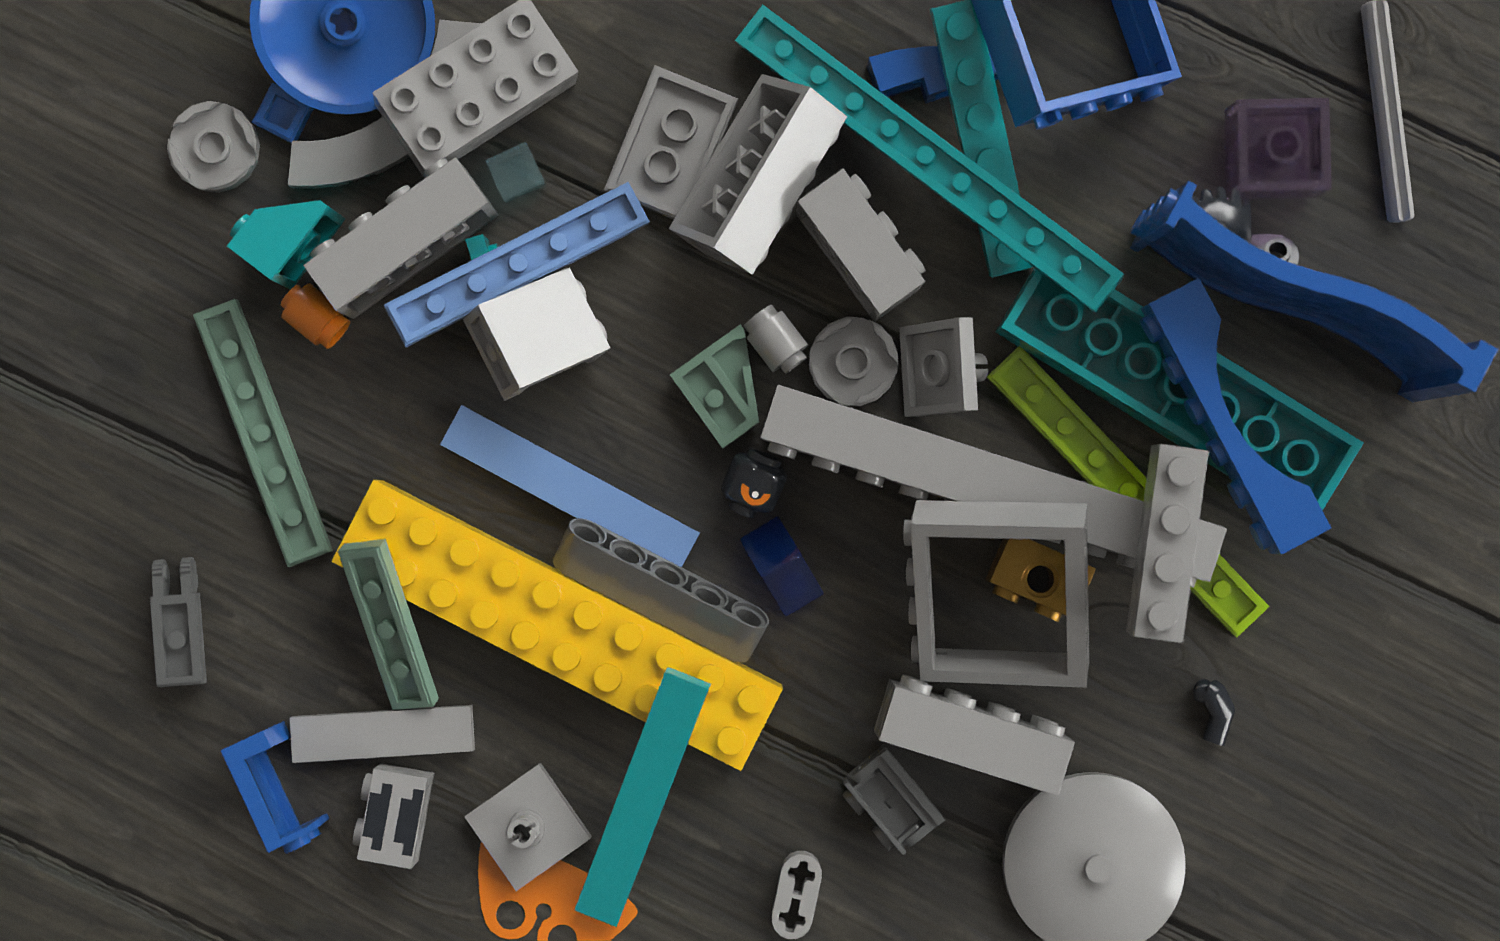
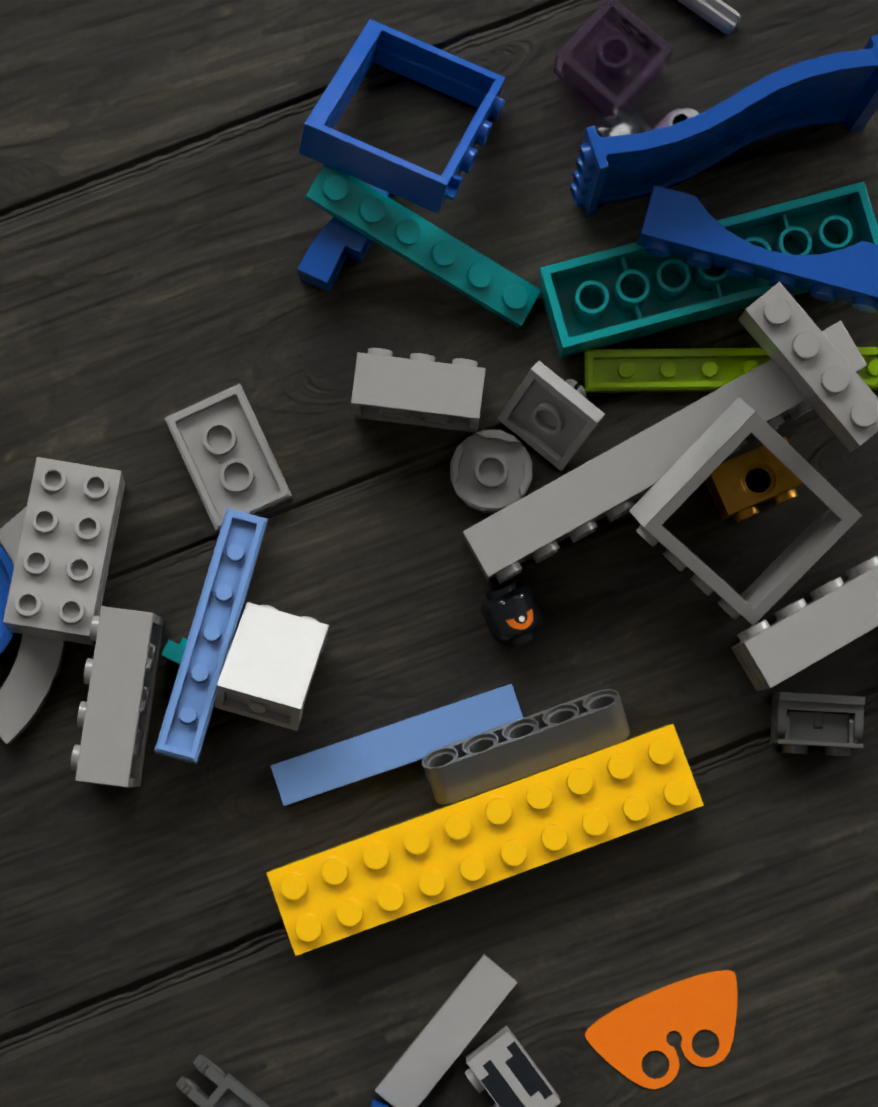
camera: 50 degrees left, 5 degrees down
(262, 432) = (159, 923): sand green tile -> none
(282, 238) = (42, 778): teal slope -> none
(313, 315) = (113, 809): orange brick -> none
(388, 624) = (376, 957): sand green tile -> none
(515, 172) = (146, 579): clear light blue tile -> none
(528, 826) = (605, 993): light grey tile -> none
(642, 796) = (659, 891): teal tile -> none
(721, 387) = (425, 576): sand green wing -> none
(758, 172) = (305, 414): light grey brick -> none
(776, 339) = (428, 508): light grey brick -> none
(781, 566) = (586, 648): clear blue slope -> none
(807, 896) = (831, 843): light grey beam -> none
(933, 161) = (404, 291): teal plate -> none

